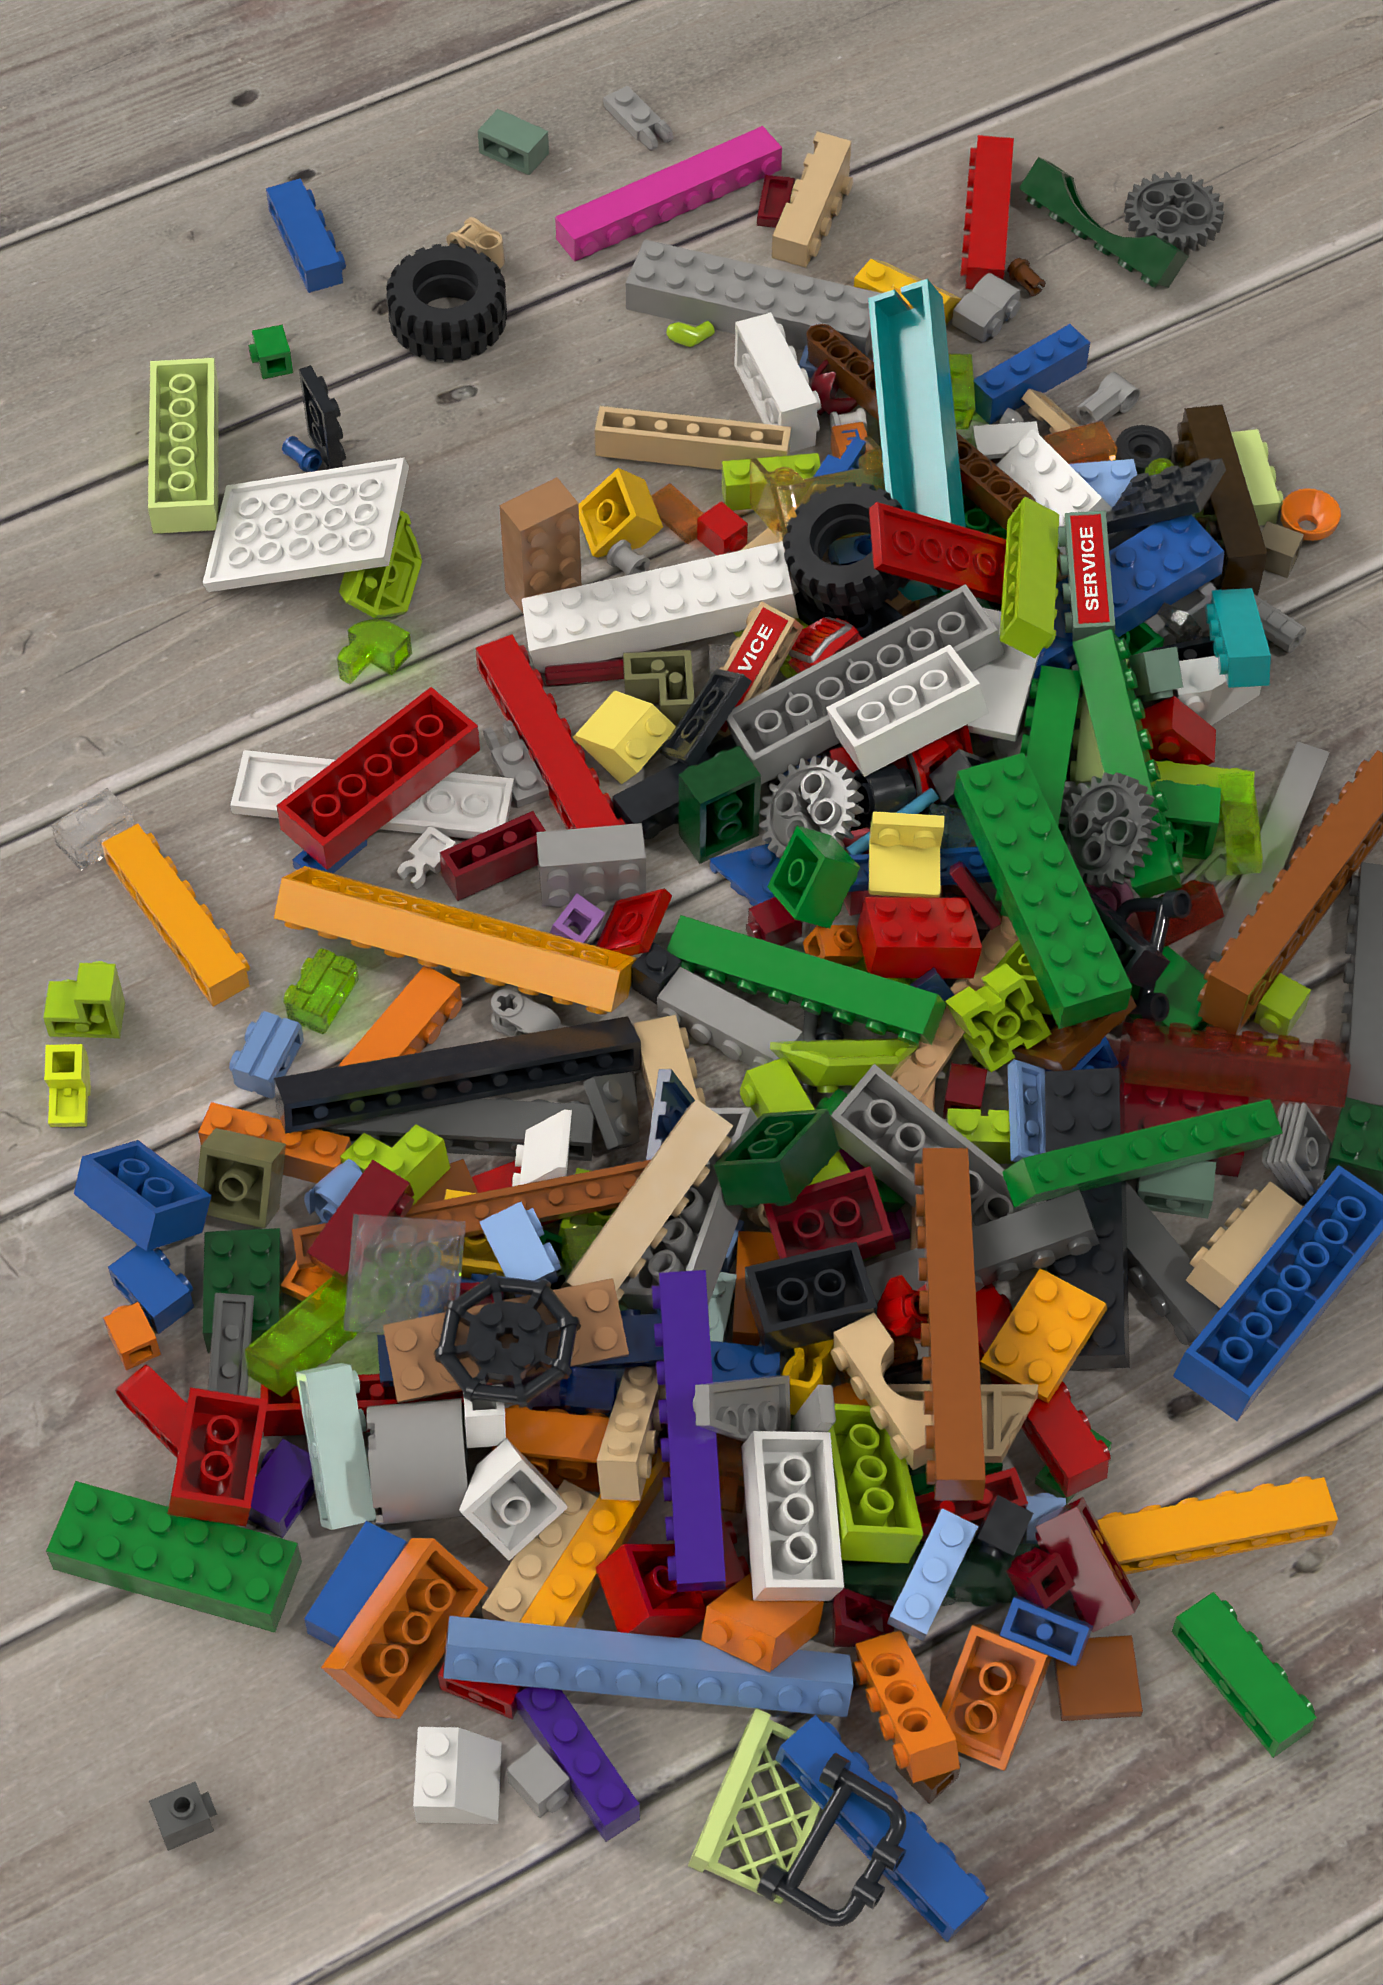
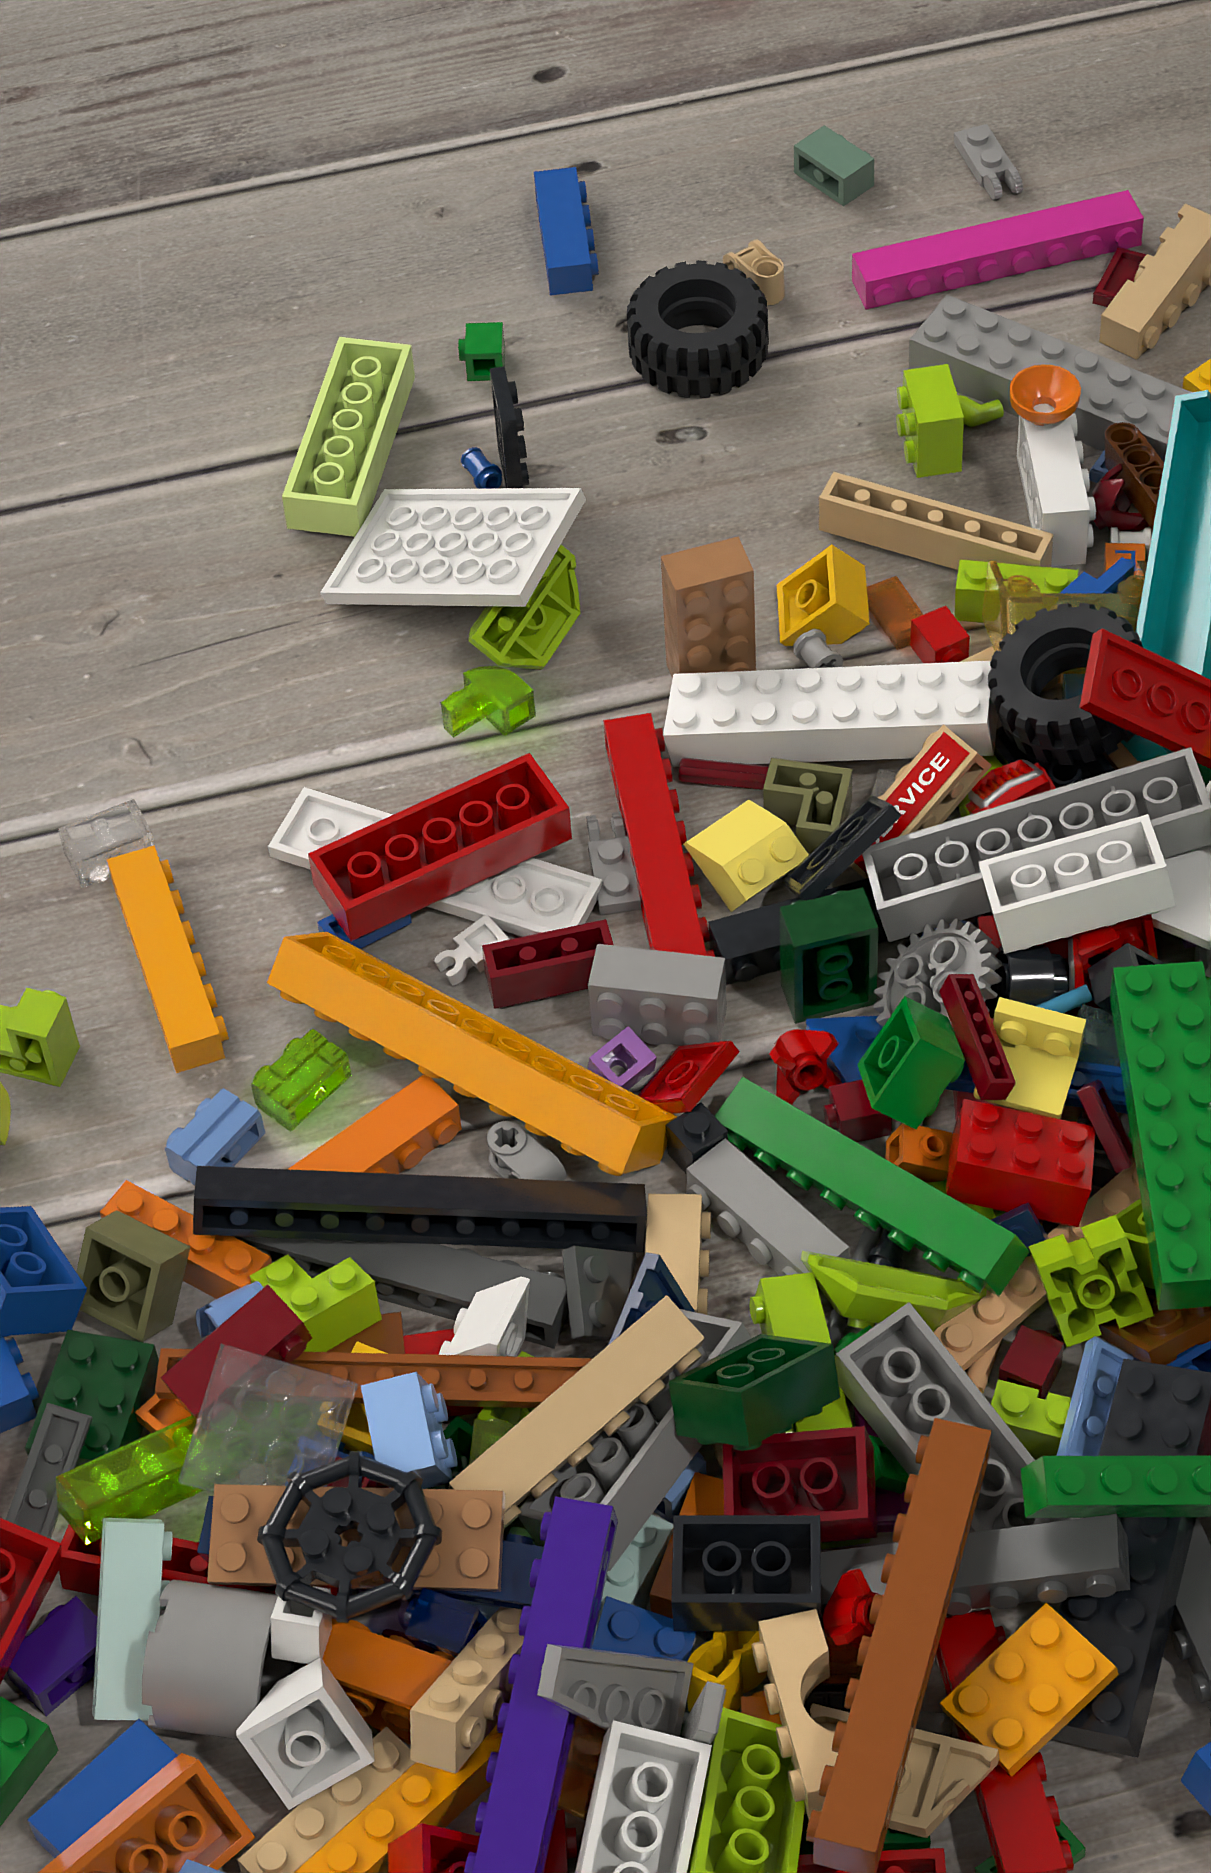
camera: 20 degrees right, 5 degrees down
(663, 348) = (930, 421): none -> lime brick
(719, 893) = (803, 1062): none -> red brick
(757, 305) = (1044, 386): none -> orange piece
(862, 846) = (977, 1037): none -> dark red piece

